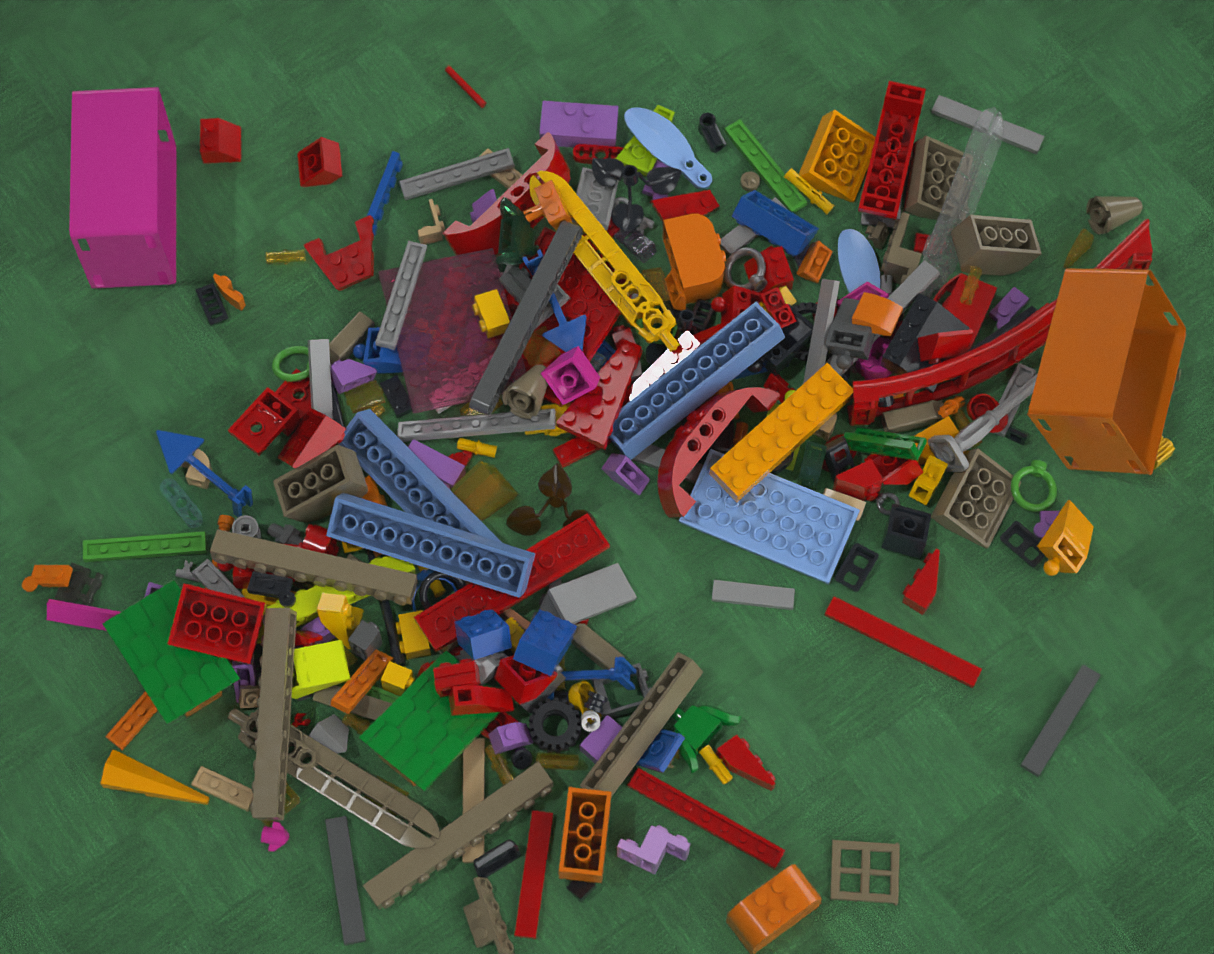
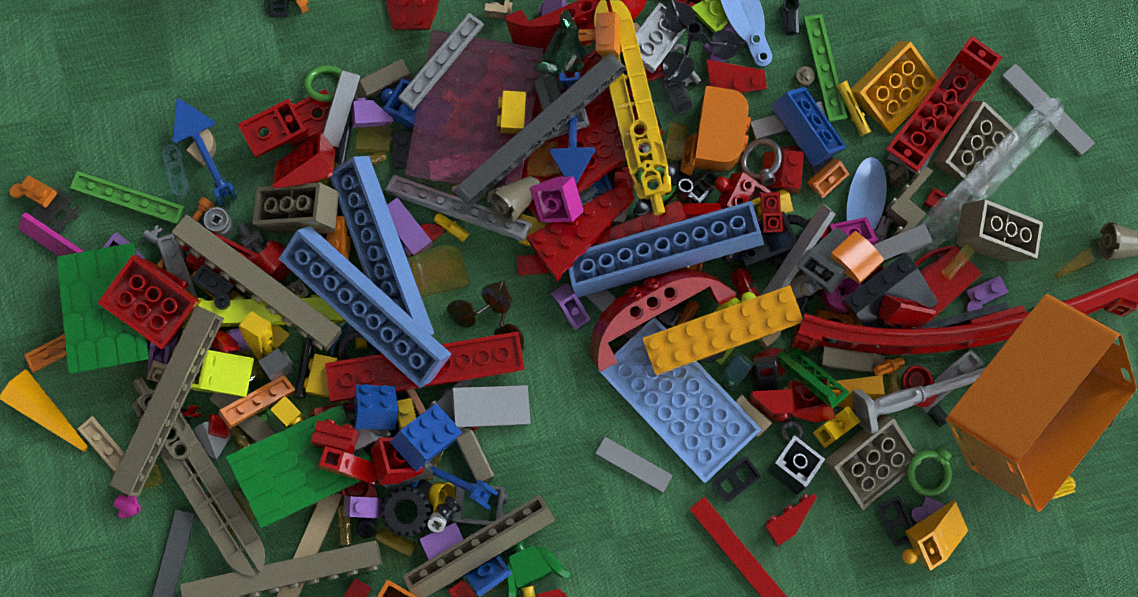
camera: 20 degrees right, 10 degrees up
(333, 721) = (217, 427): none -> red tile

